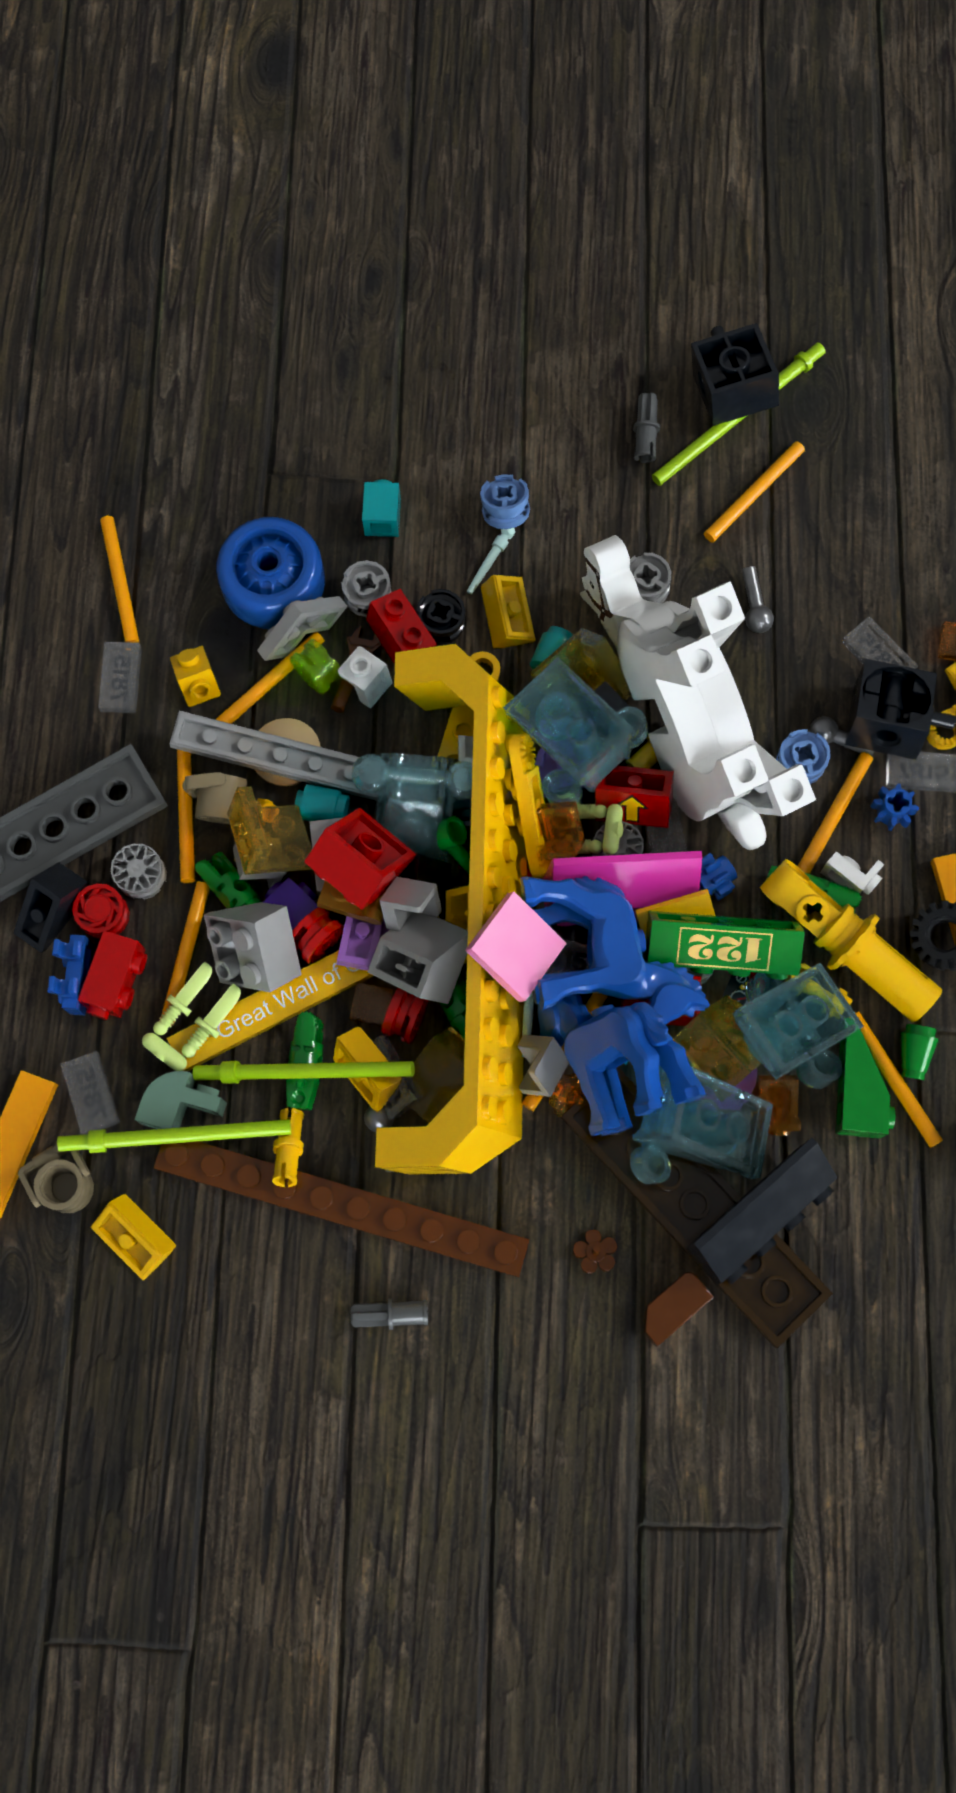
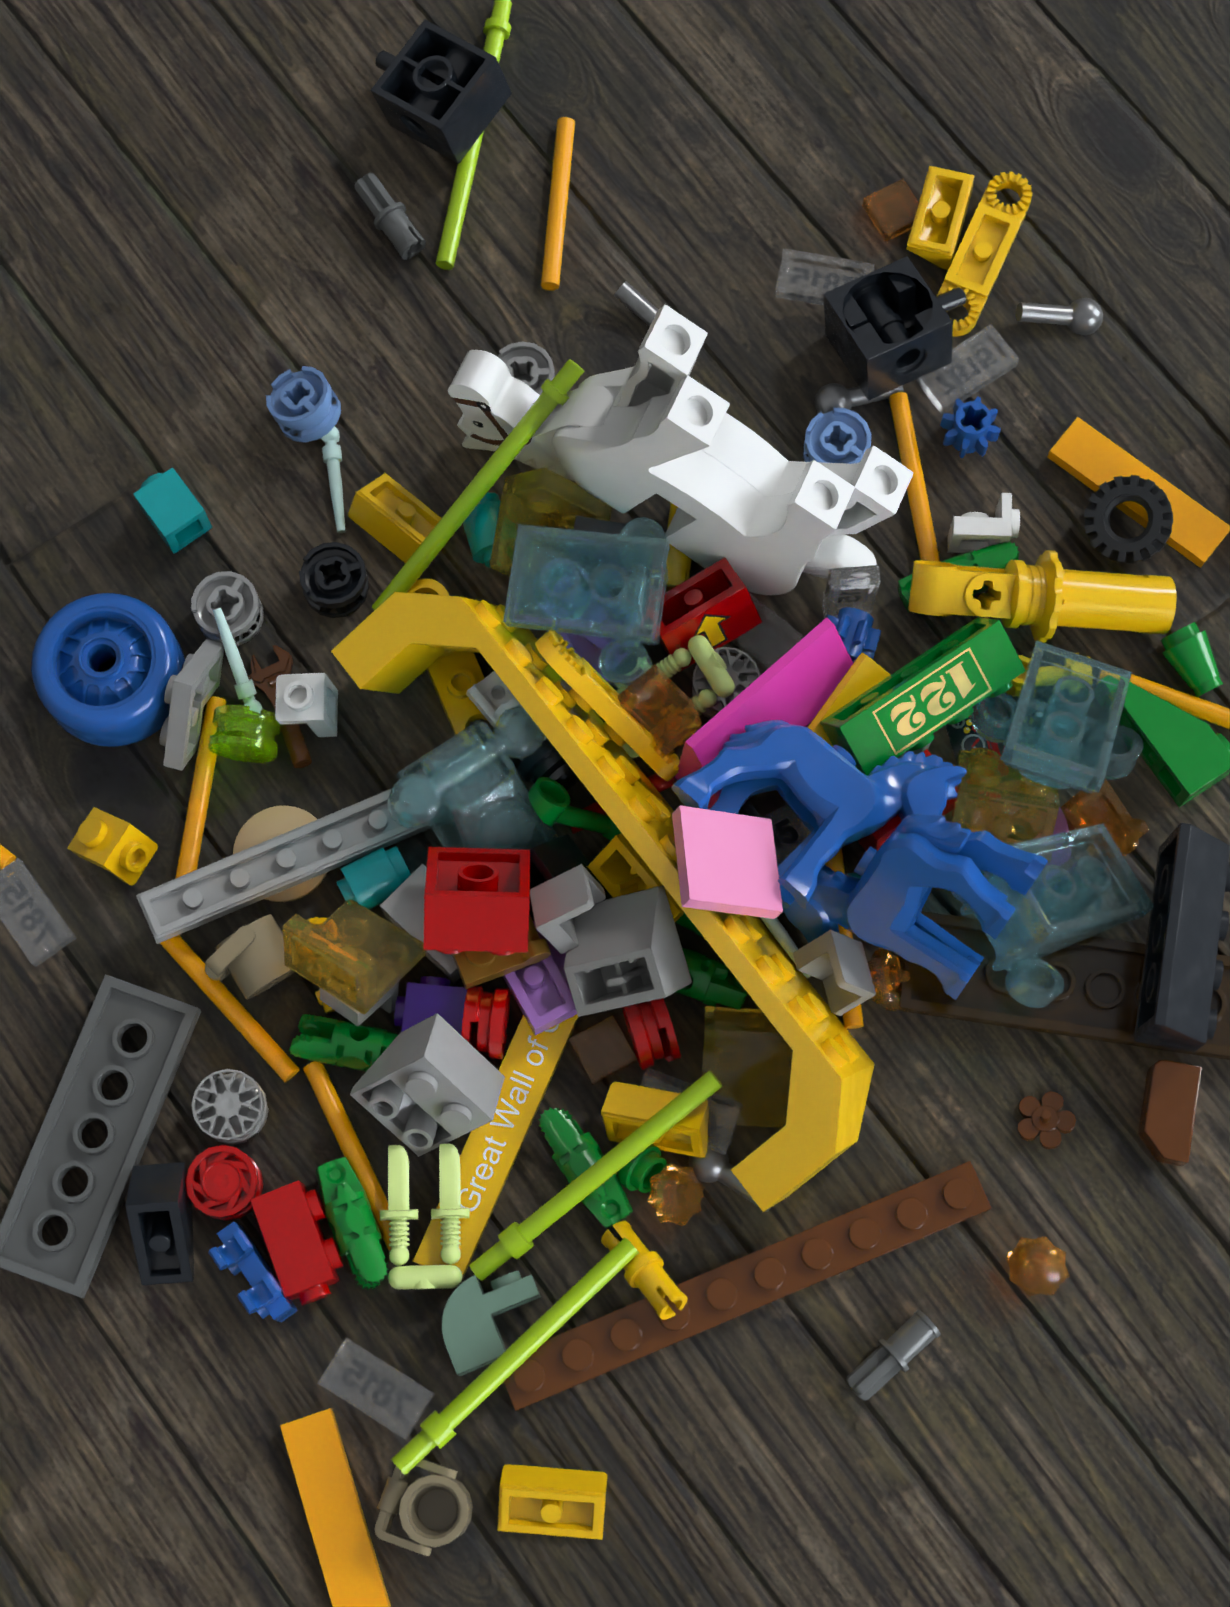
camera: 40 degrees left, 0 degrees up
(151, 989) = (352, 1222): none -> green hinge
(336, 1091) = (638, 1171): none -> green plate
(339, 641) = (244, 686): none -> light aqua piece
(343, 1119) = (675, 1194): none -> clear orange piece
(398, 624) = (302, 625): red brick -> none
(517, 1332) = (1037, 1266): none -> clear orange piece
(644, 597) = (553, 394): none -> lime bar
(735, 847) = (851, 588): none -> clear tile

